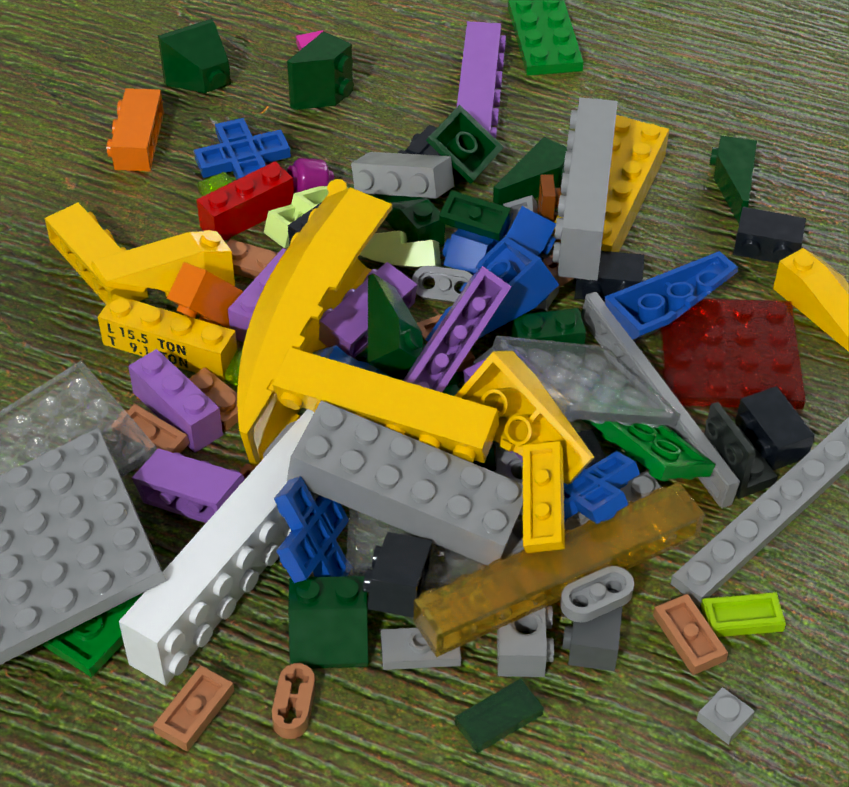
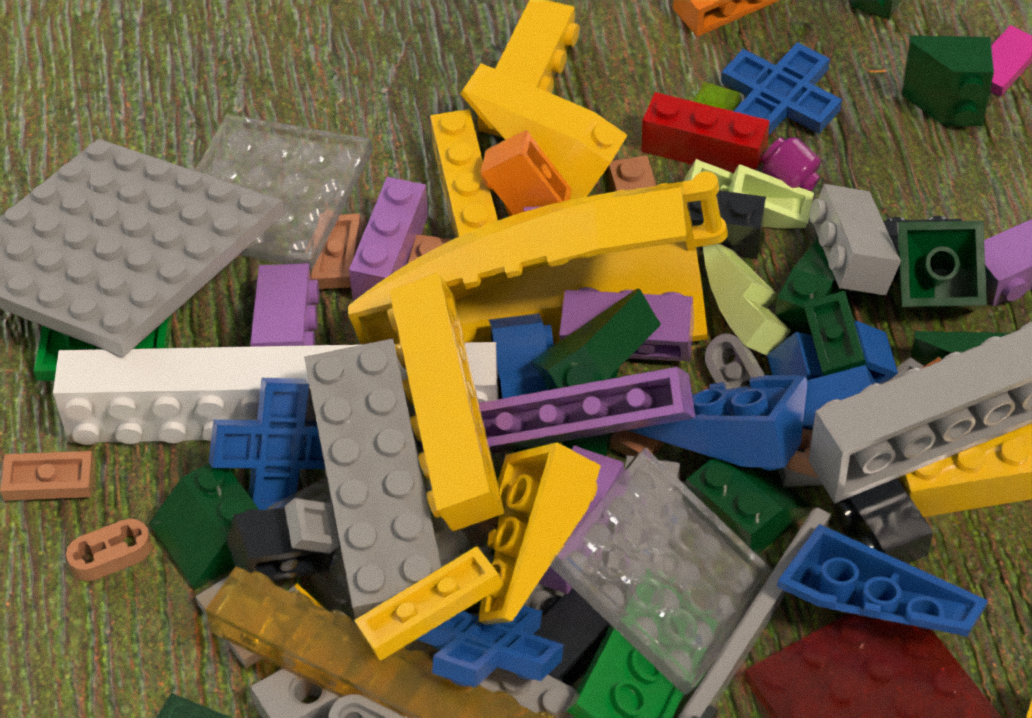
camera: 60 degrees right, 5 degrees up
(418, 537) = (312, 525): none -> light grey plate

